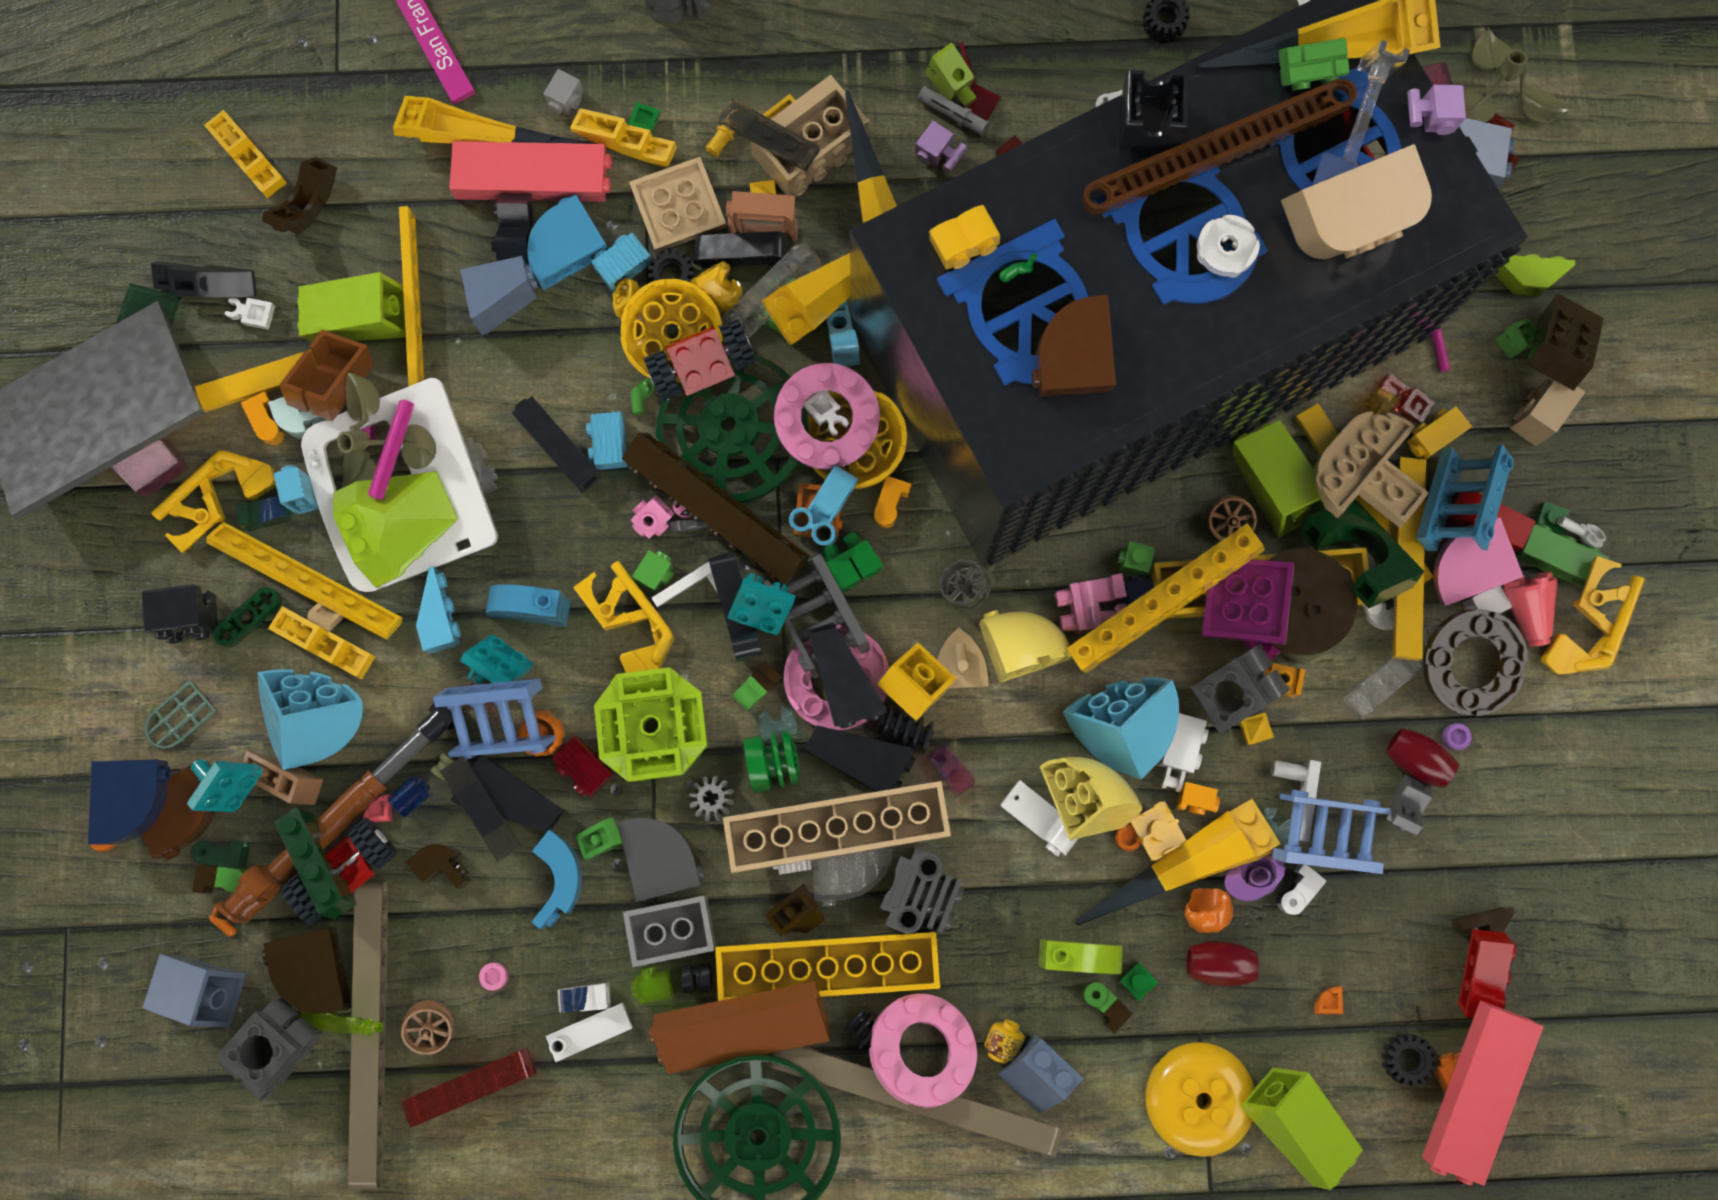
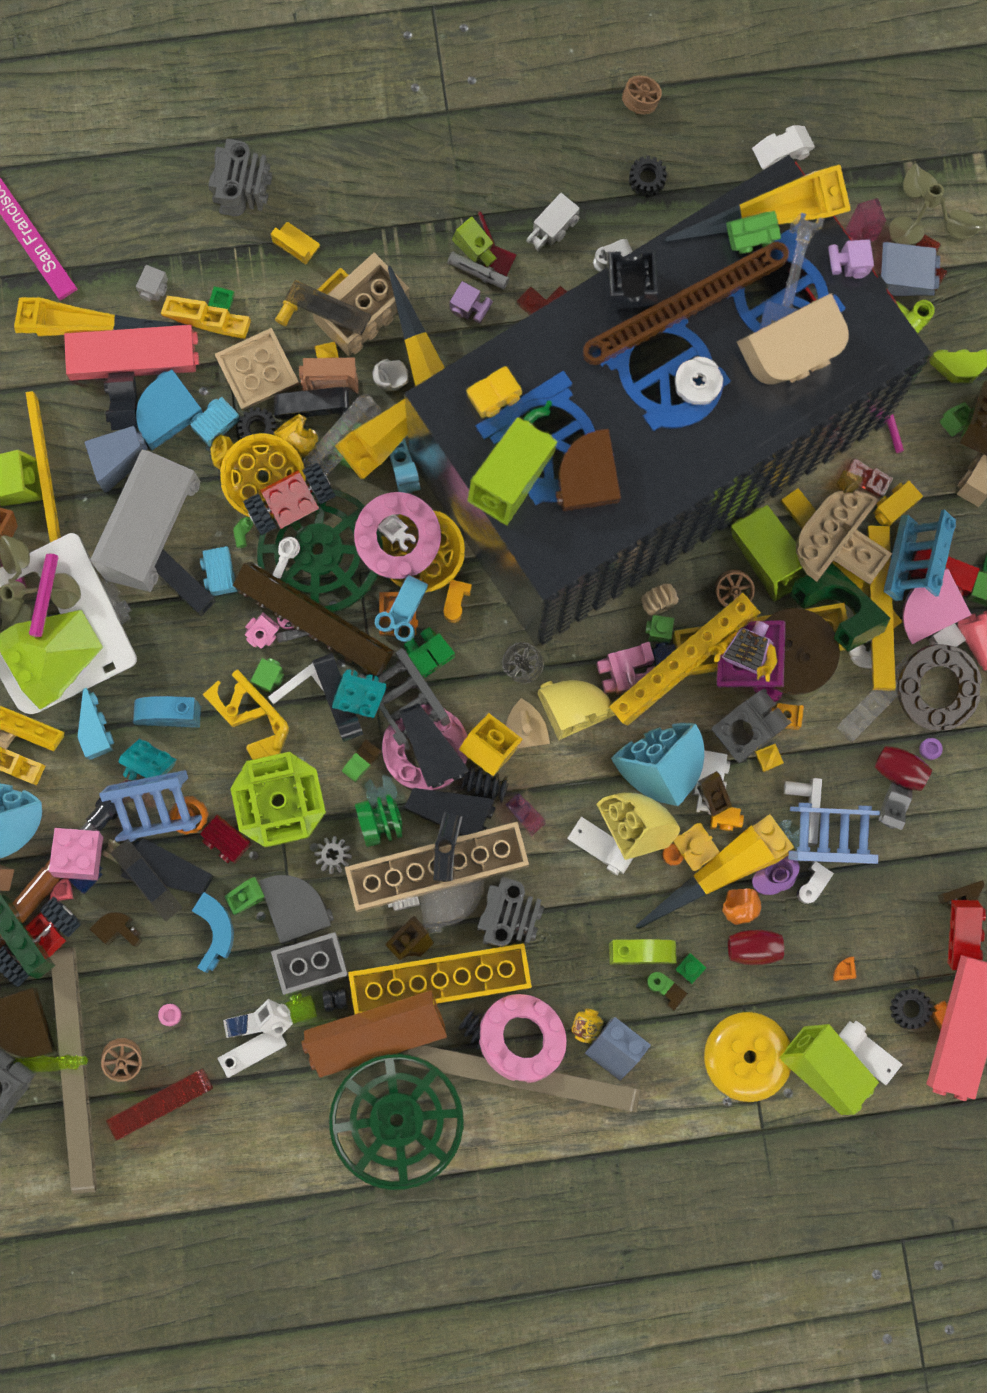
camera: 10 degrees left, 0 degrees up
(397, 768) = (76, 854): none -> bright pink brick
(520, 371) = (143, 521): none -> light grey windscreen
(617, 996) = (273, 1018): none -> white brick
(693, 420) = (288, 548): none -> white plate
(738, 59) = (295, 242): none -> yellow panel
(834, 224) = (390, 375): none -> white hair
(845, 823) = (449, 833): none -> black piece
(977, 338) = (511, 470): none -> lime slope
(1049, 61) = (554, 222): none -> white brick
(1139, 523) = (659, 599): none -> tan gear
(1187, 768) = (714, 793): none -> dark brown slope
(1247, 596) = (748, 650): none -> torso
(1353, 1110) = (869, 1053): none -> white door

